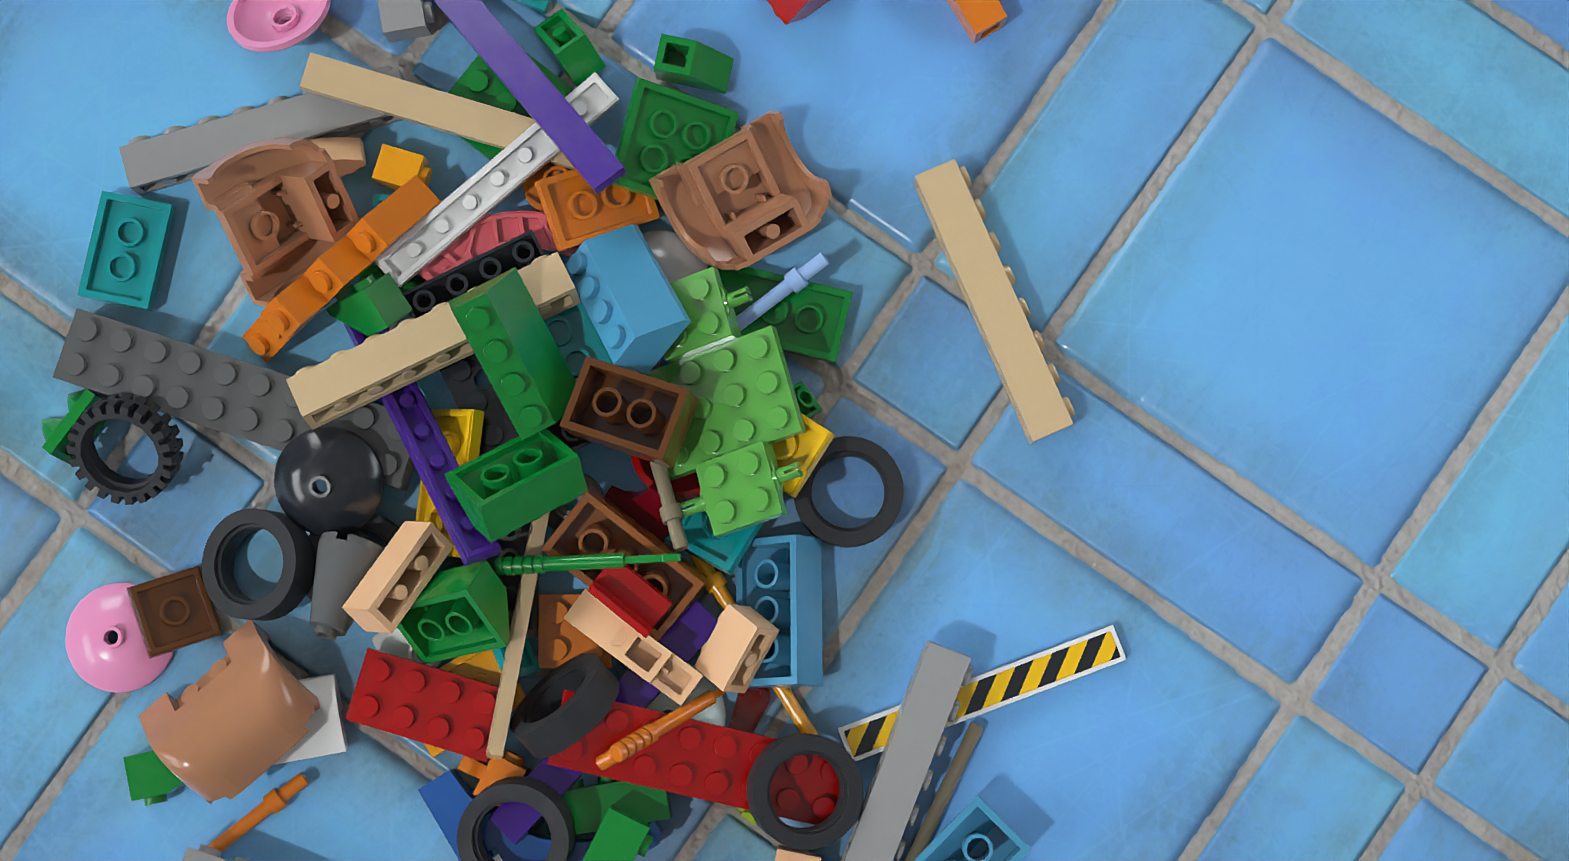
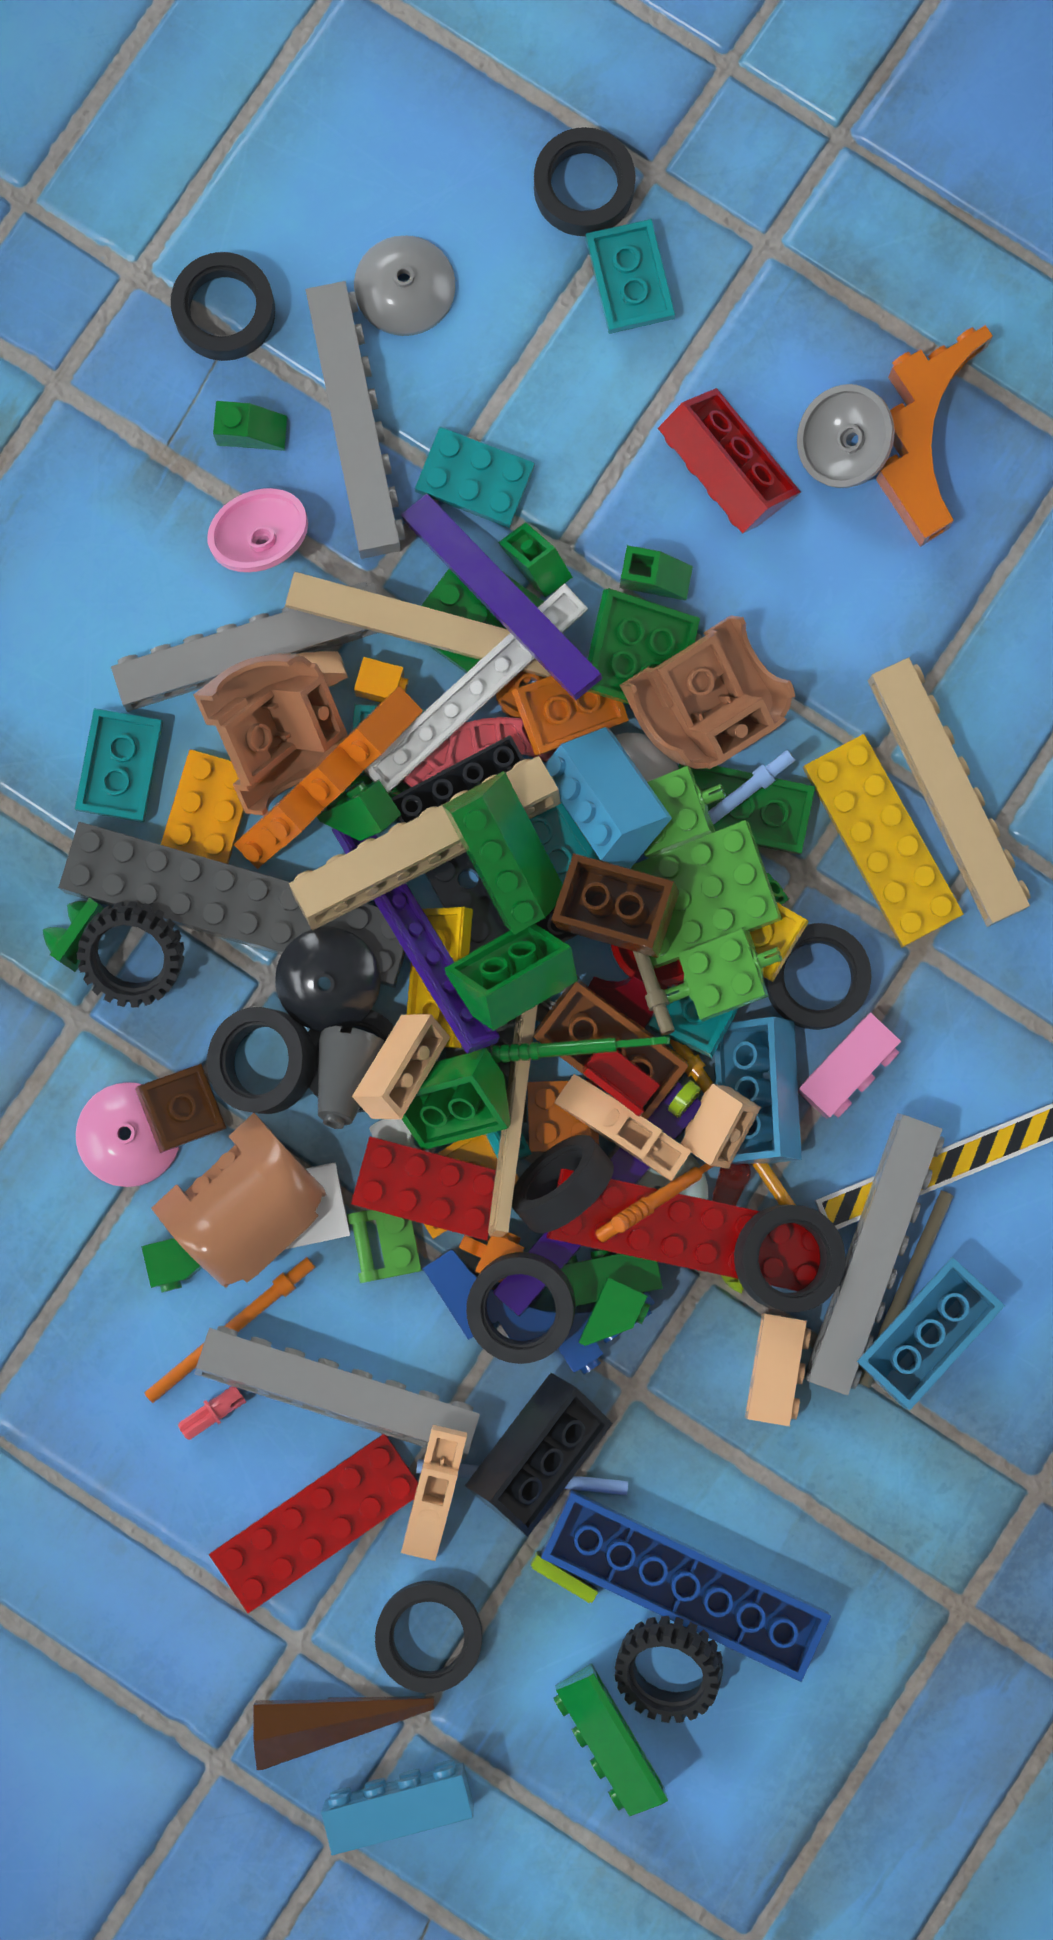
camera: 10 degrees left, 0 degrees up
(213, 301) = (205, 809): none -> light orange plate
(395, 760) = (396, 1242): none -> bright green plate
(699, 618) = (684, 1099): none -> lime tile
(878, 589) = (850, 1067): none -> bright pink brick
(923, 351) = (883, 840): none -> yellow plate

